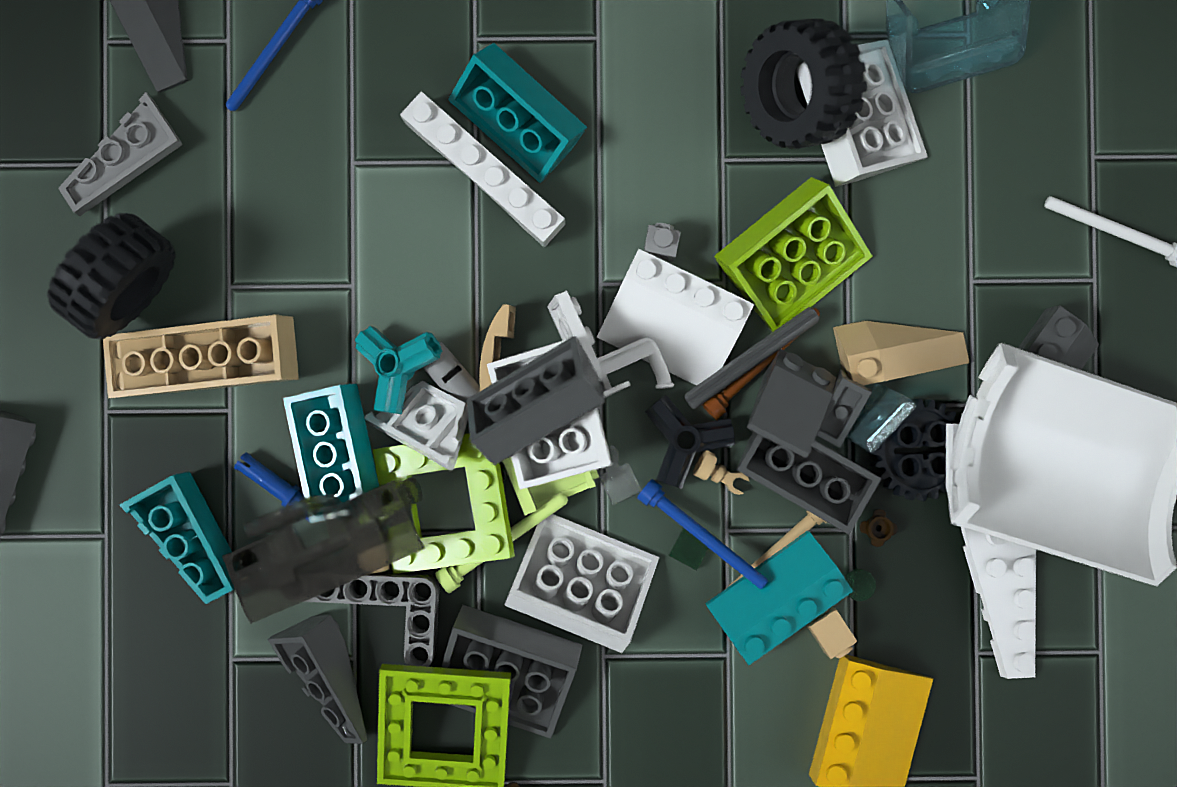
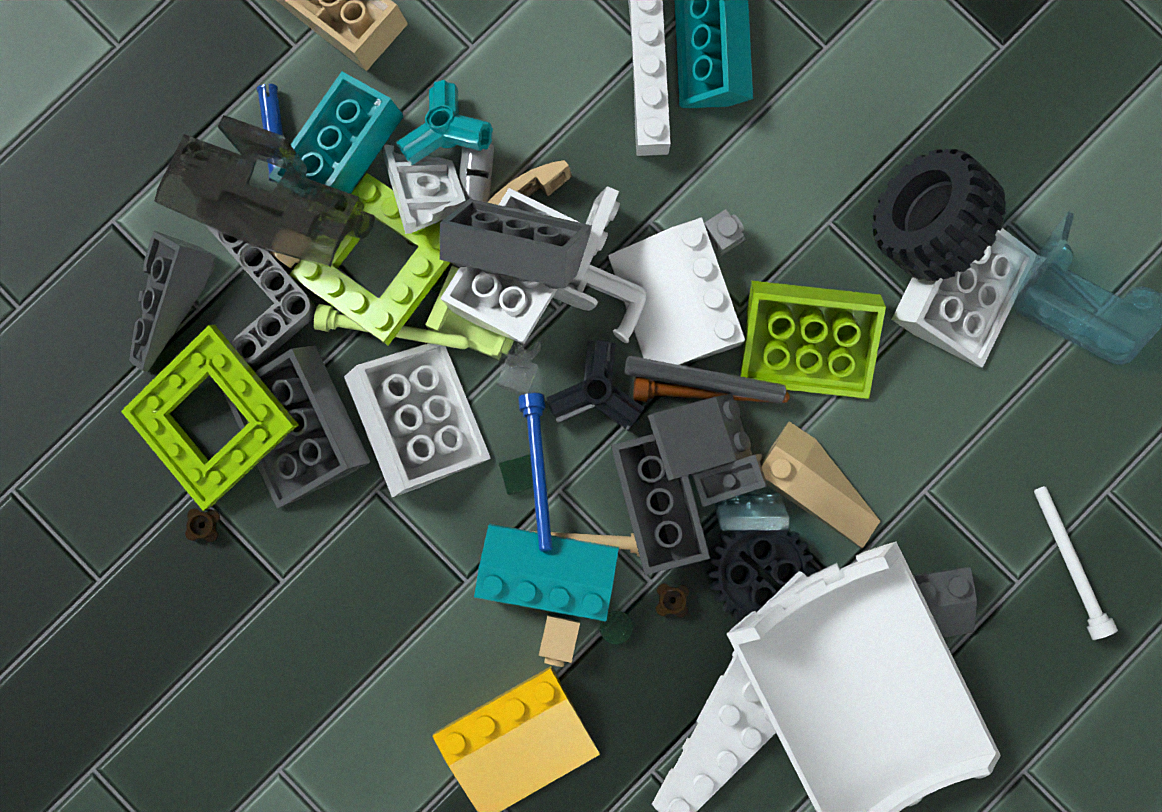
camera: 50 degrees right, 5 degrees down
(185, 532) = (176, 95): teal wedge -> none
(706, 467) = (595, 439): tan piece -> none

